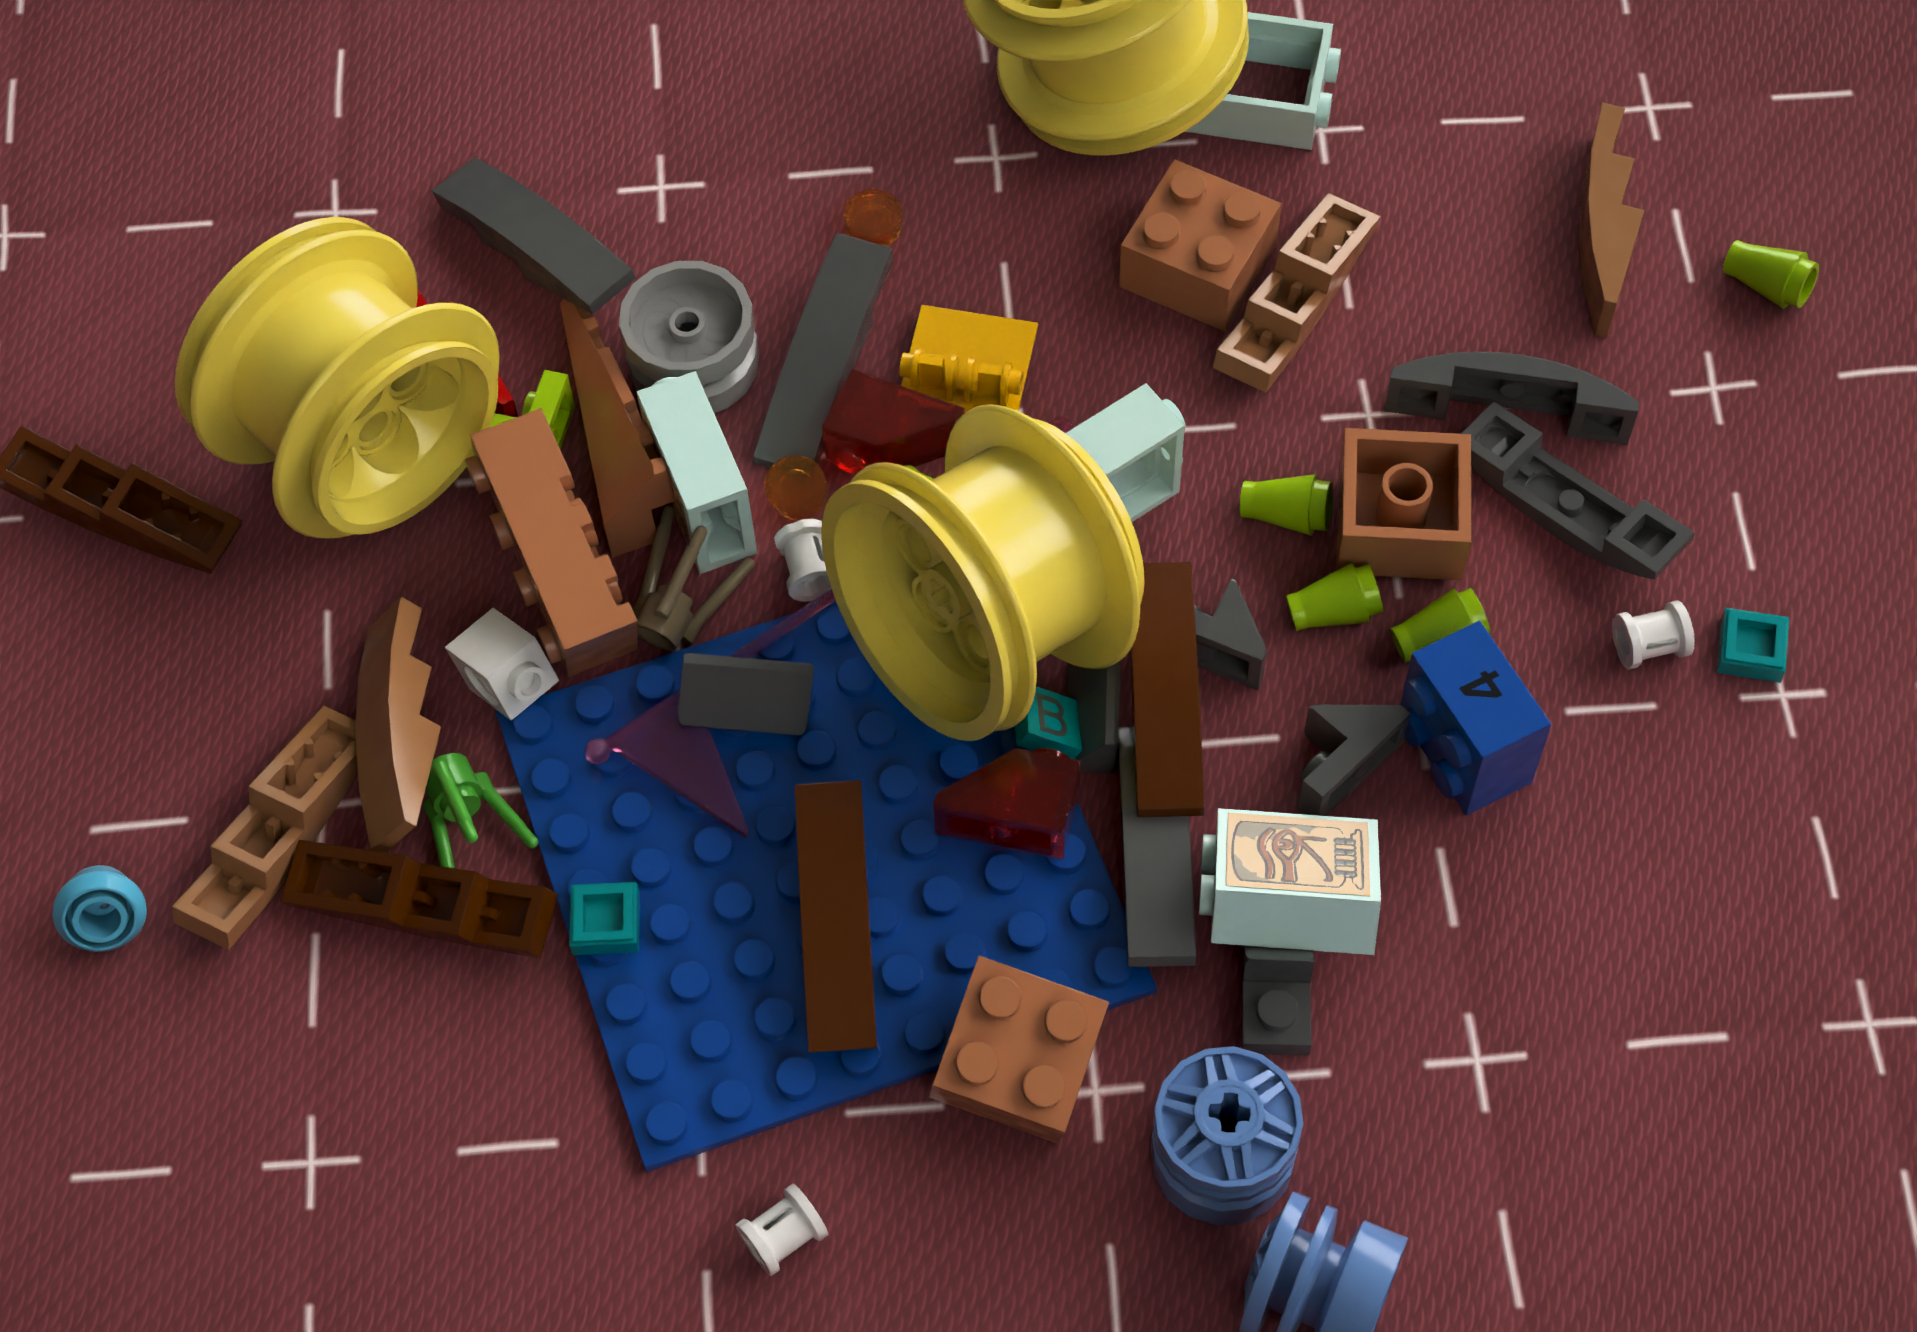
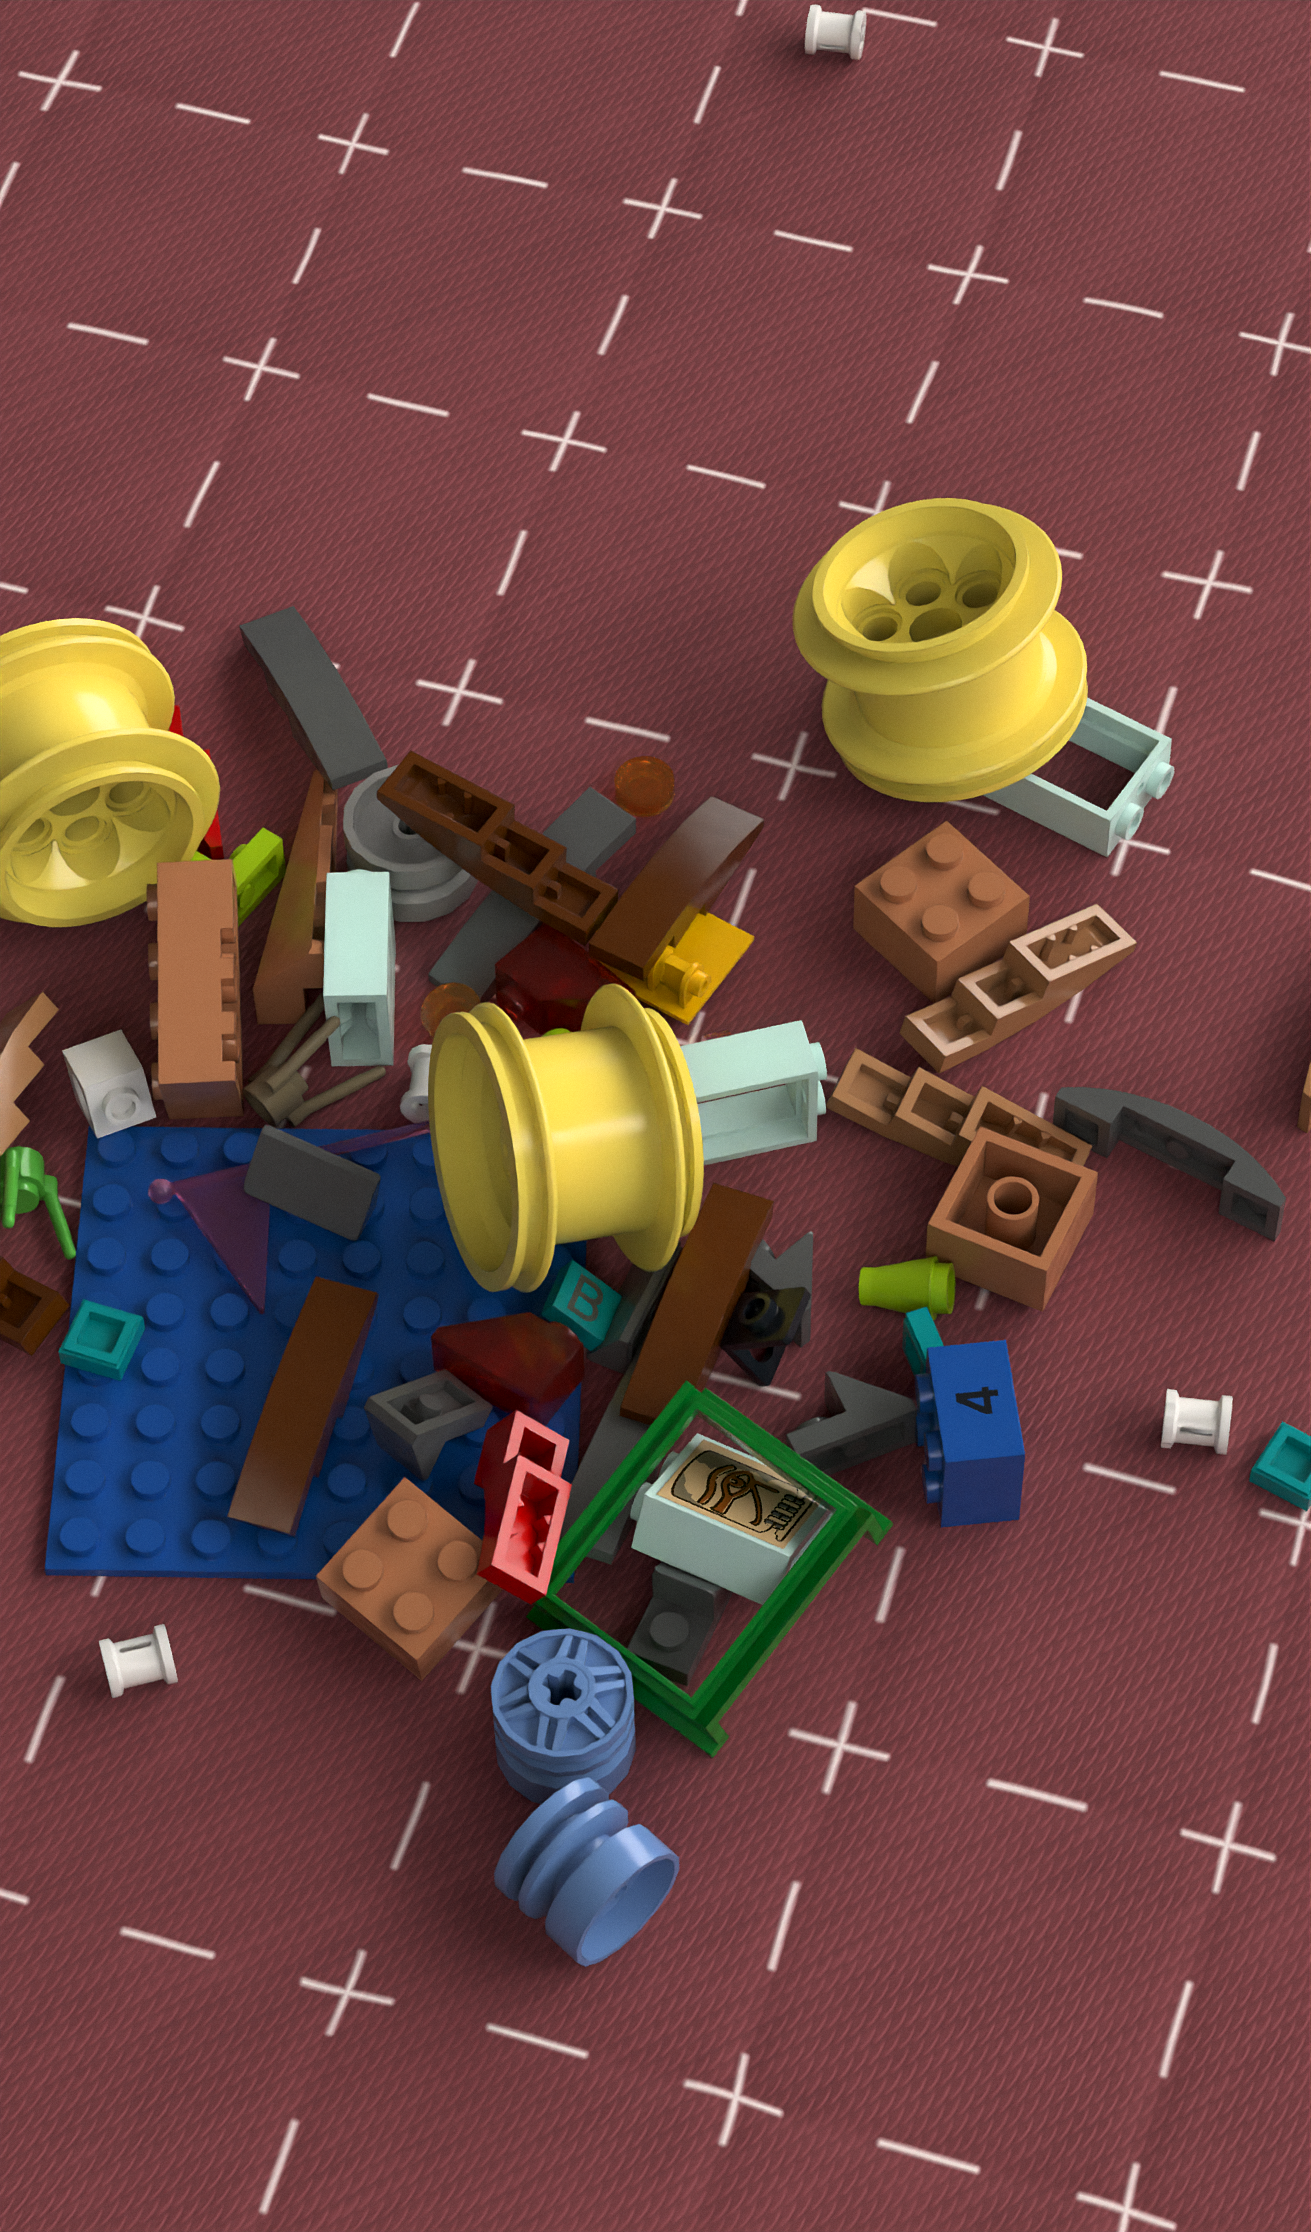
camera: 20 degrees right, 5 degrees down
(787, 319) = (503, 854): none -> reddish brown slope
(953, 302) = (675, 887): none -> reddish brown slope
(957, 887) = (421, 1416): none -> dark grey slope
(1100, 936) = (523, 1504): none -> red slope
(1236, 679) = (760, 1322): none -> black bracket
(1286, 432) = (937, 1115): none -> medium nougat slope
(1290, 502) = (906, 1181): lime cone -> none
(1355, 1084) = (851, 1519): none -> green piece
(1381, 655) = (918, 1335): none -> teal tile
(1437, 620) = (1021, 1336): lime cone -> none
(1569, 504) = (1178, 1267): dark grey slope -> none

